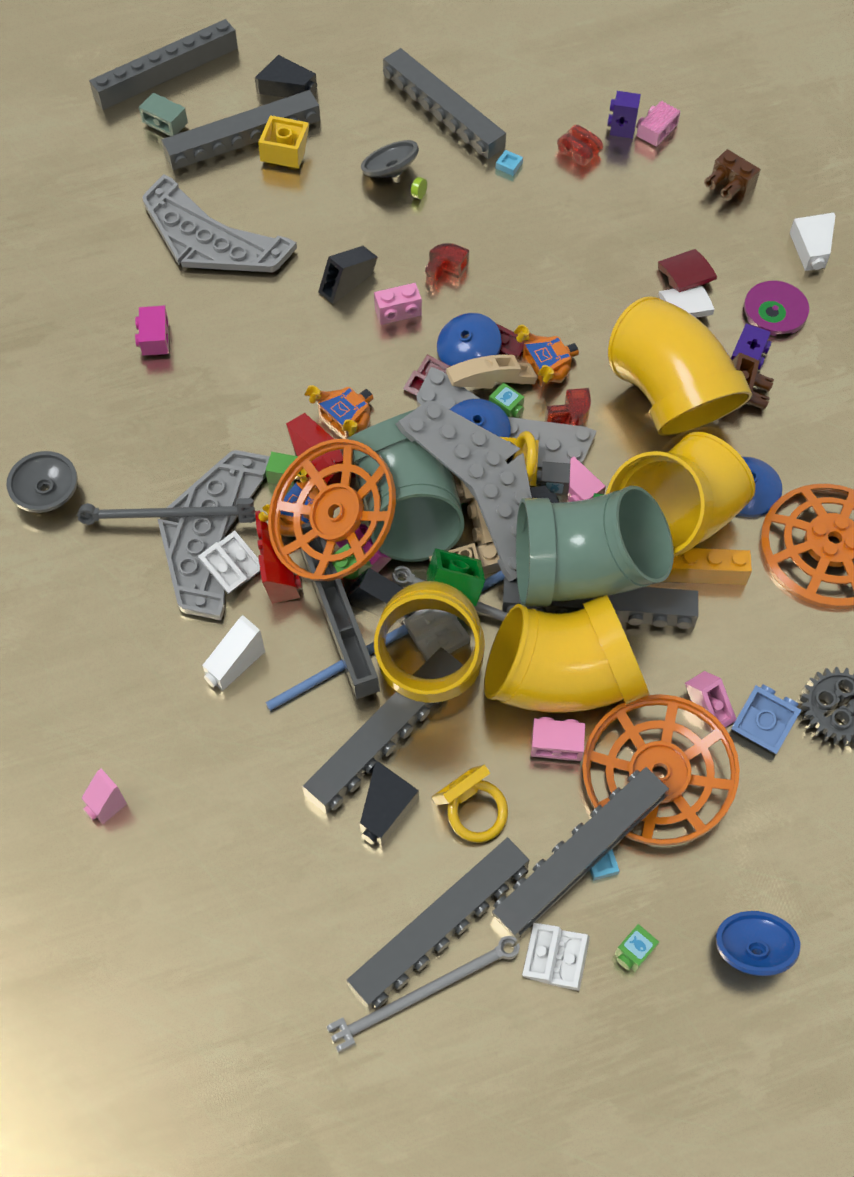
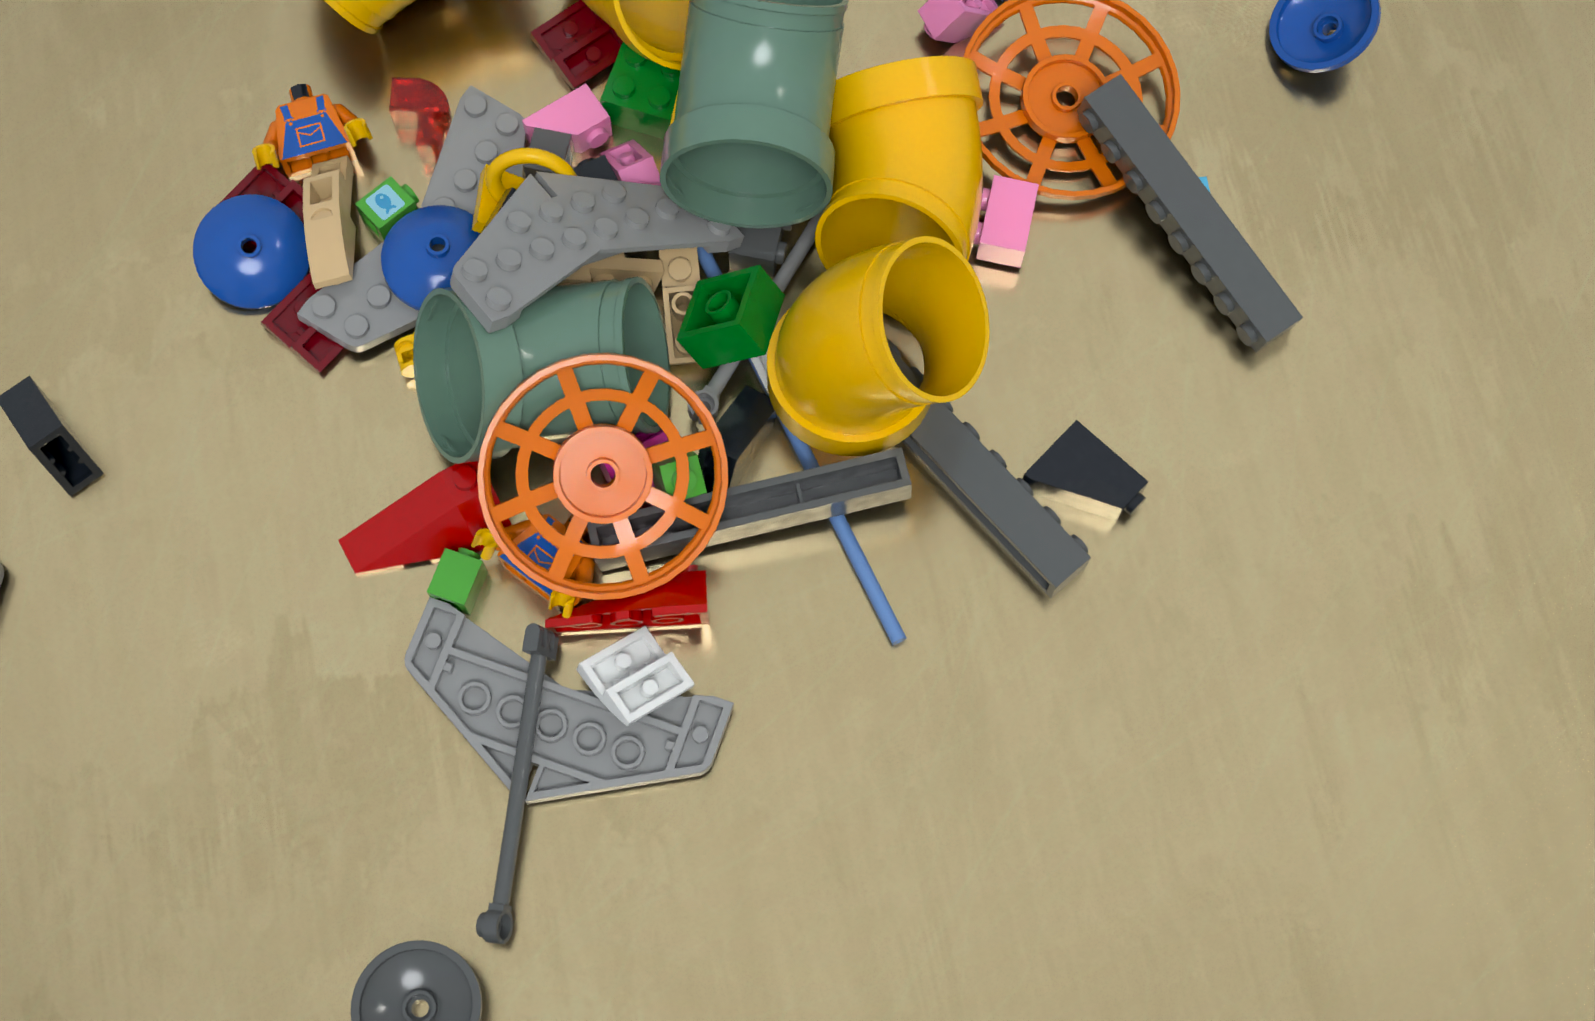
camera: 85 degrees left, 10 degrees up
(102, 798) = (1048, 903): bright pink slope -> none
(153, 330) = (103, 794): dark pink brick -> none
(234, 654) = (813, 681): white slope -> none
(342, 409) = (356, 467): torso -> none
(348, 1031) = (1414, 563): light grey hinge -> none
(398, 303) = (140, 356): bright pink brick -> none
(437, 924) = (1272, 421): dark grey brick -> none
(448, 259) = (56, 264): clear red brick -> none
(464, 788) = (1077, 360): yellow tile -> none
(556, 956) = (1322, 276): white slope -> none
(636, 948) = (1319, 172): bright green brick -> none

